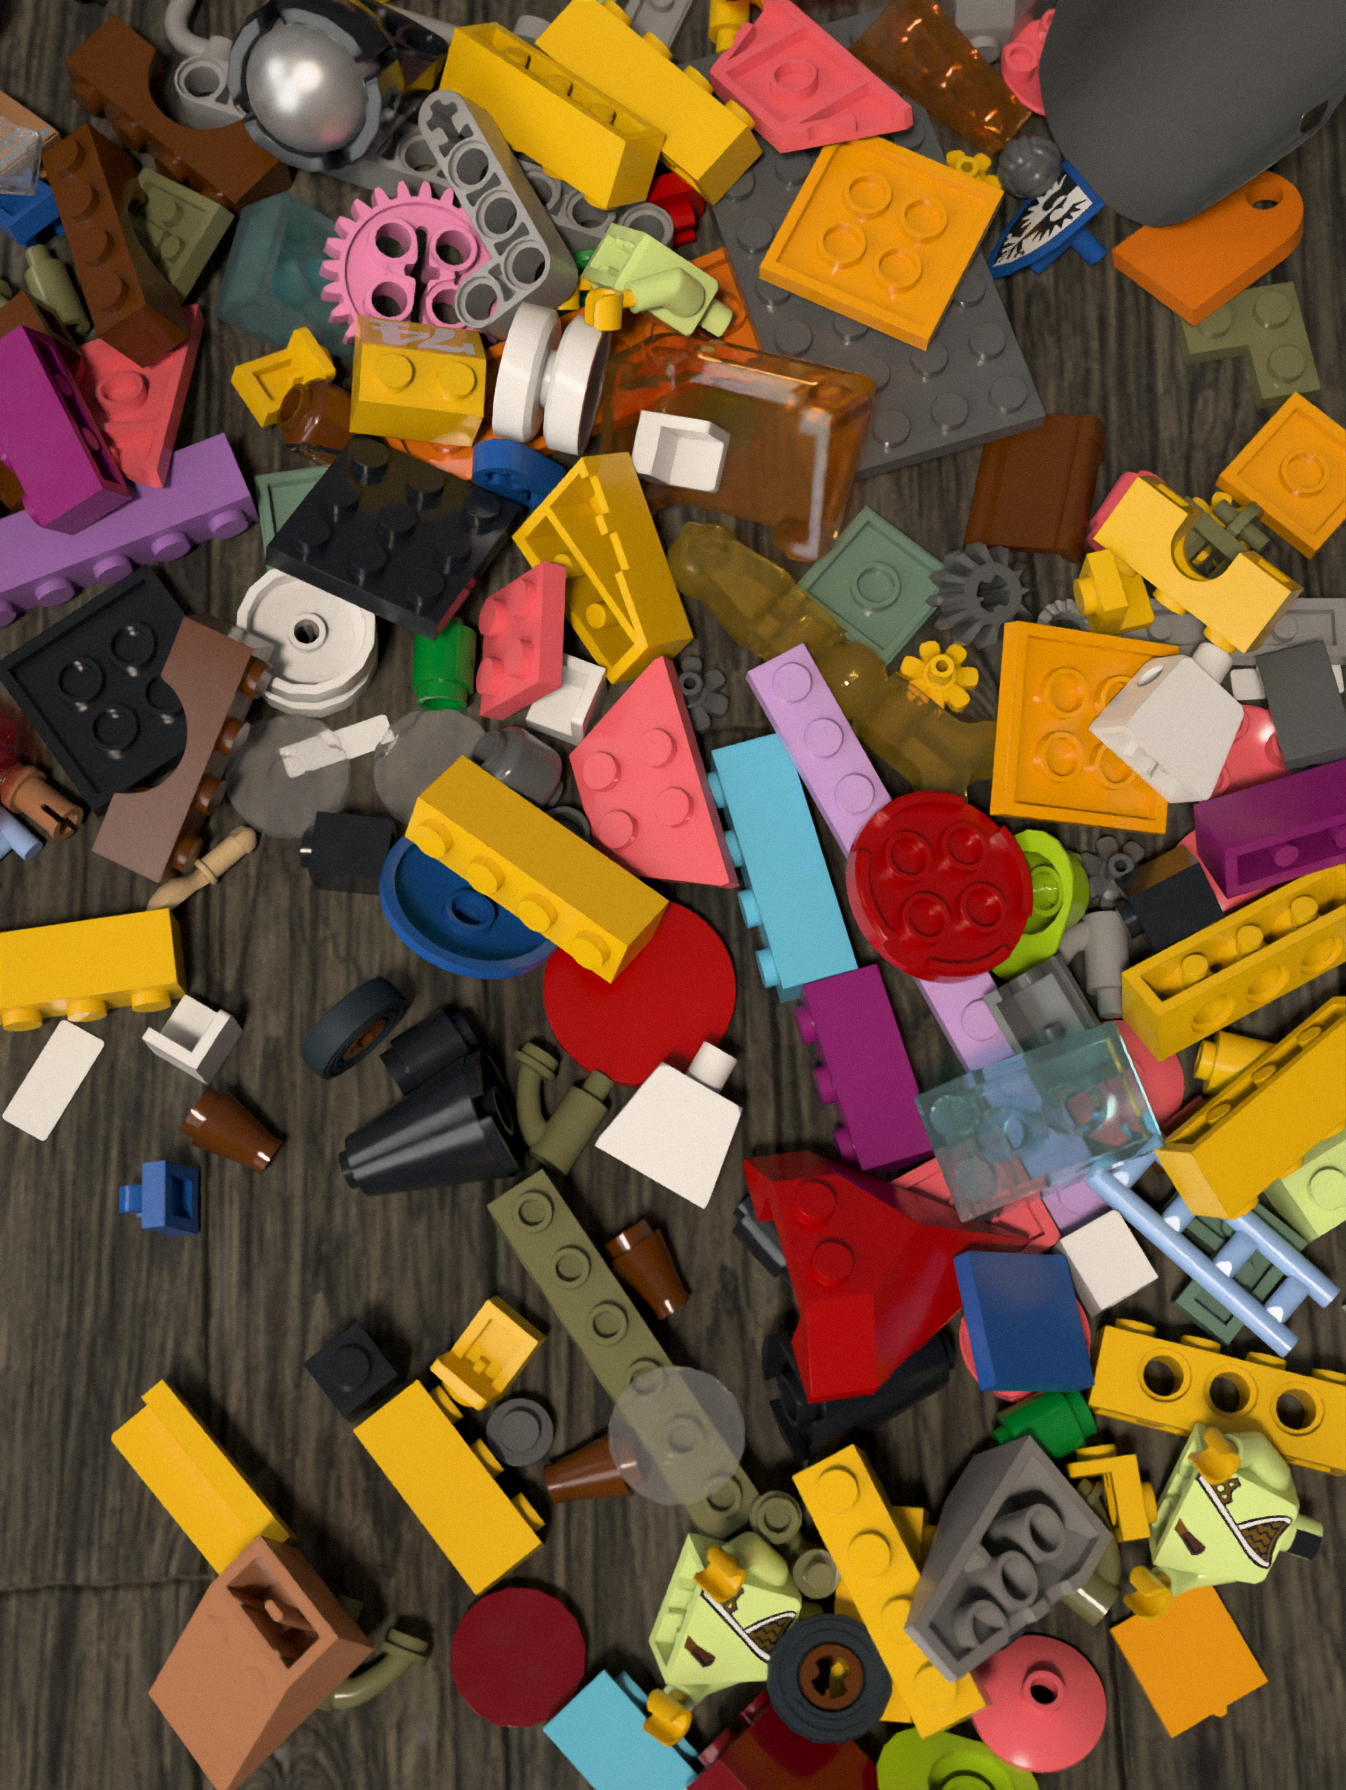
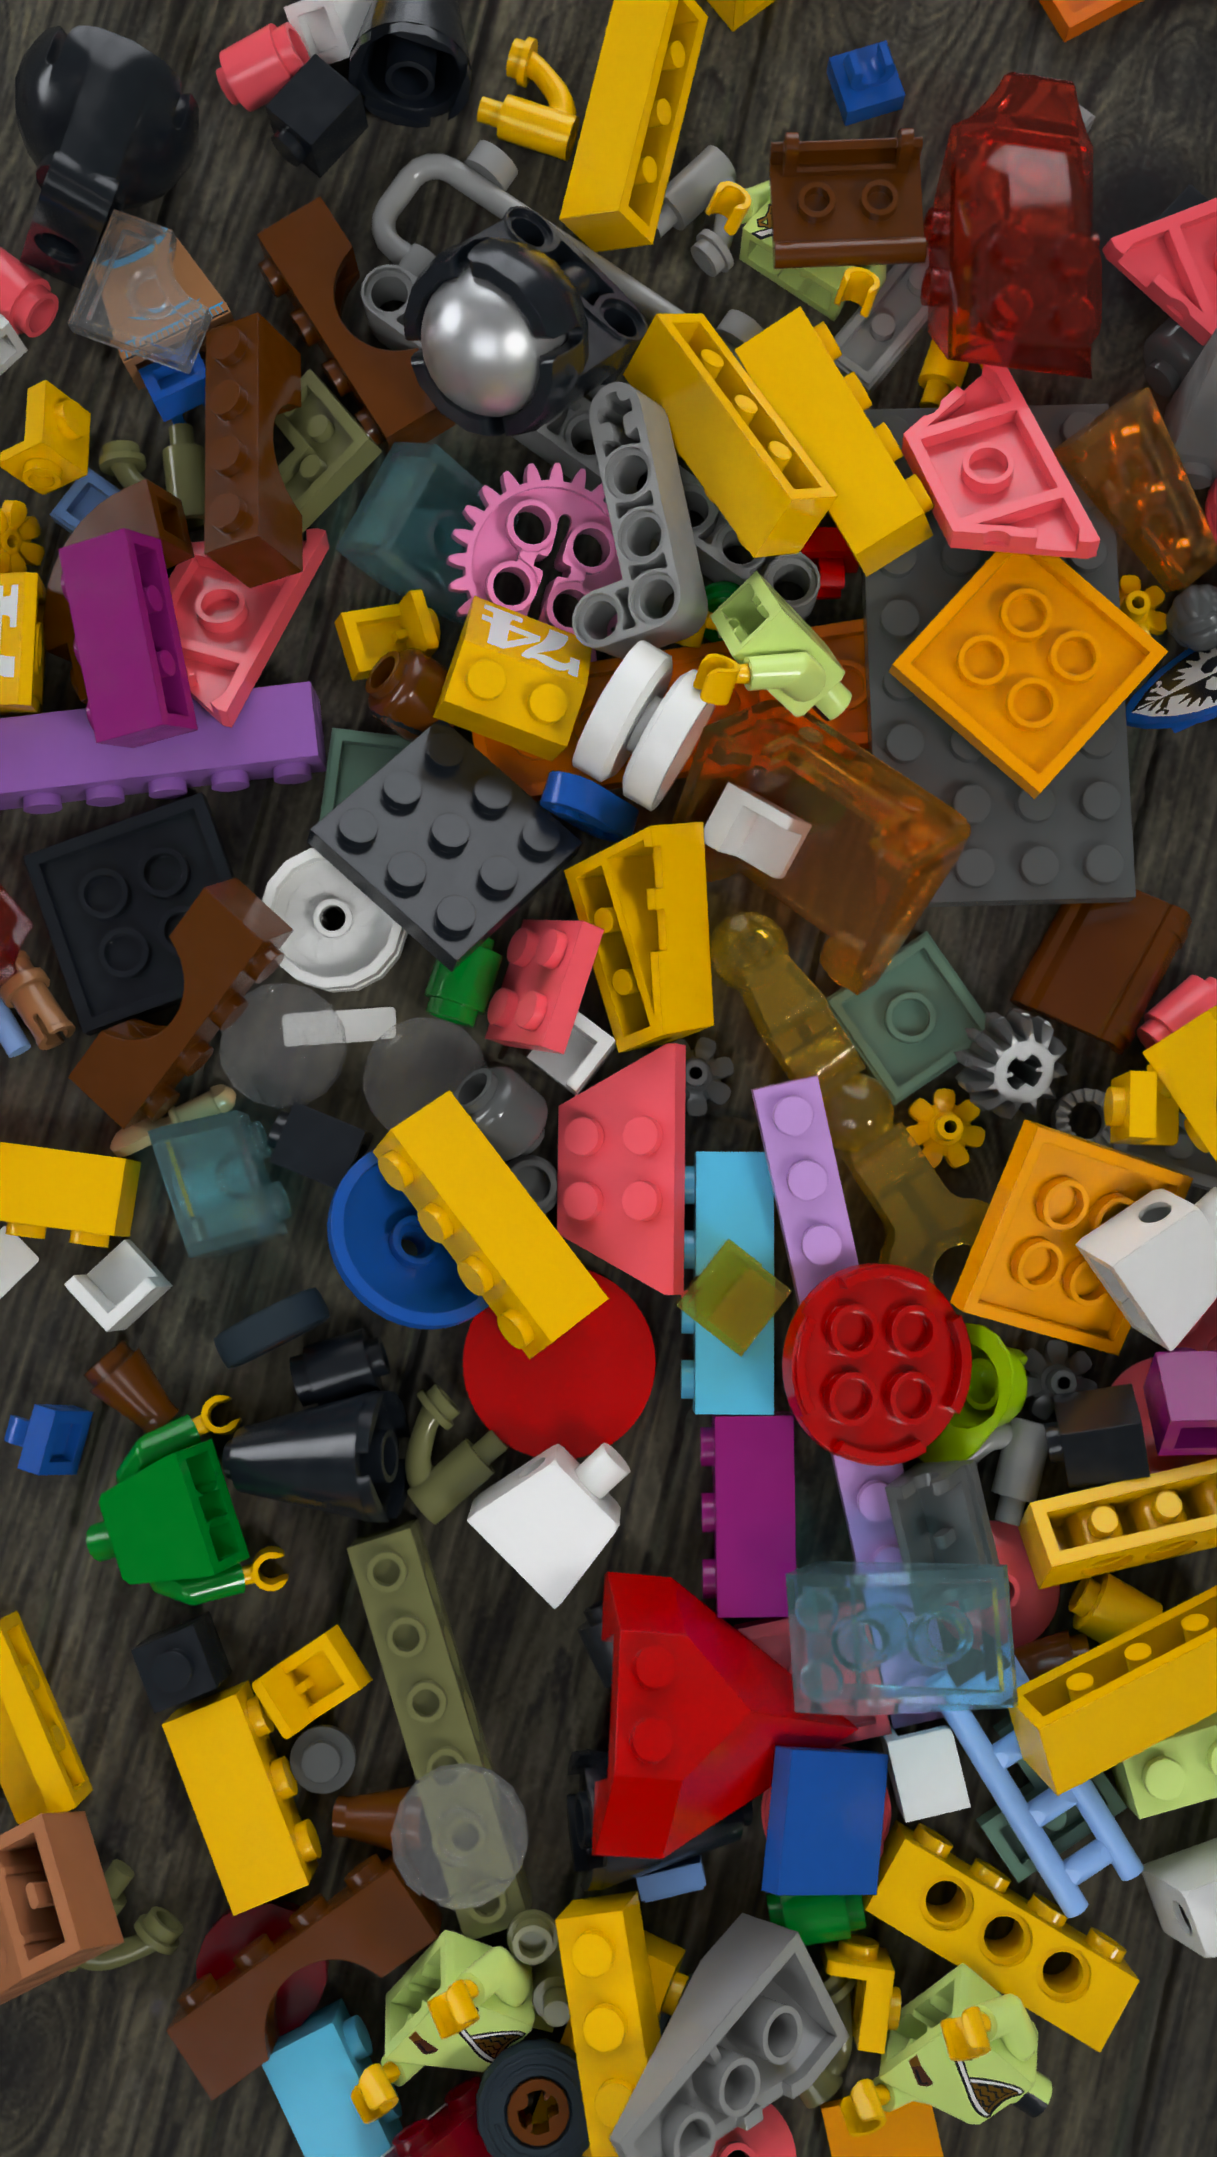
camera: 20 degrees right, 10 degrees up
(268, 907) = (220, 1183): none -> clear light blue slope
(310, 1235) = (175, 1517): none -> green torso
(504, 1700) = (232, 2022): none -> reddish brown arch
(646, 1268) = (485, 1635): reddish brown cone -> none
(784, 862) = (733, 1296): none -> clear yellow piece
(894, 1435) = (672, 1880): none -> medium blue tile

